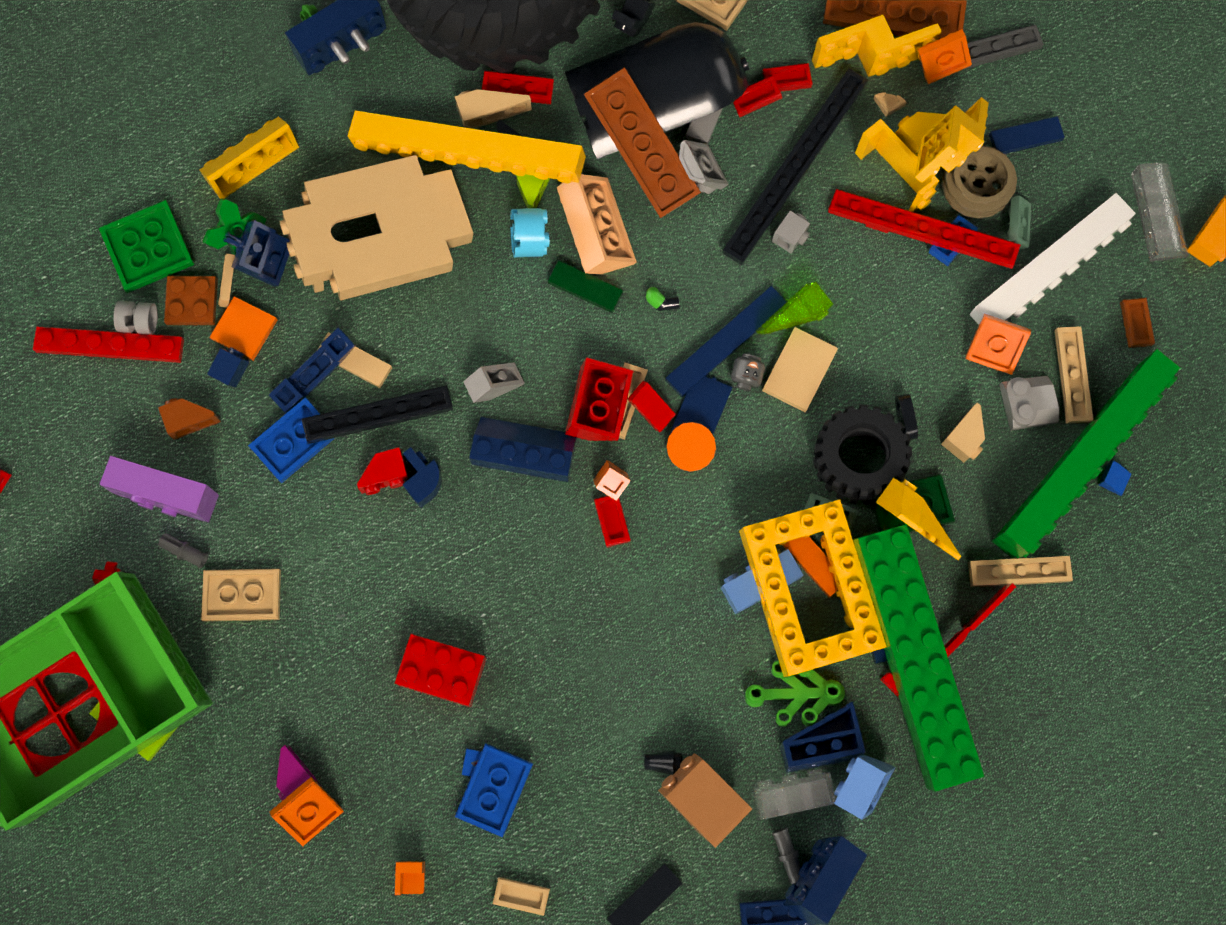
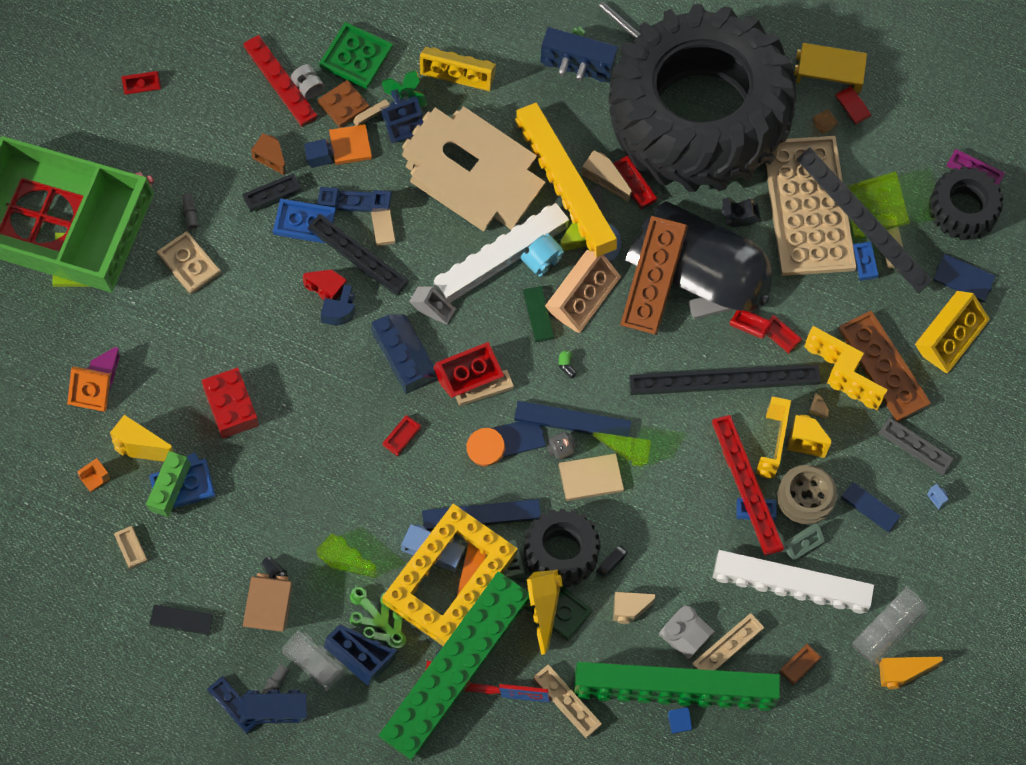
camera: 50 degrees right, 10 degrees down
(159, 489) = (214, 170): medium lavender brick -> none
(233, 449) = (271, 192): none -> black plate
(408, 805) = (137, 441): none -> yellow slope
(487, 806) = (168, 484): none -> bright green brick
(492, 272) = (499, 254): none -> white brick
(611, 480) = (425, 415): panel -> none
(651, 406) = (491, 404): red tile -> none
(698, 682) = (340, 556): none -> clear neon green slope
(701, 166) = (671, 321): light grey slope -> none
(760, 503) = (489, 513): none -> dark blue tile
(791, 232) = (677, 407): light grey brick -> none
(863, 785) = (350, 693): medium blue slope -> none
(944, 56) = (873, 413): orange plate -> none
(952, 140) = (808, 449): yellow bracket -> none
(998, 344) = (706, 582): orange tile -> none
(1064, 68) = (938, 496): none -> medium blue plate

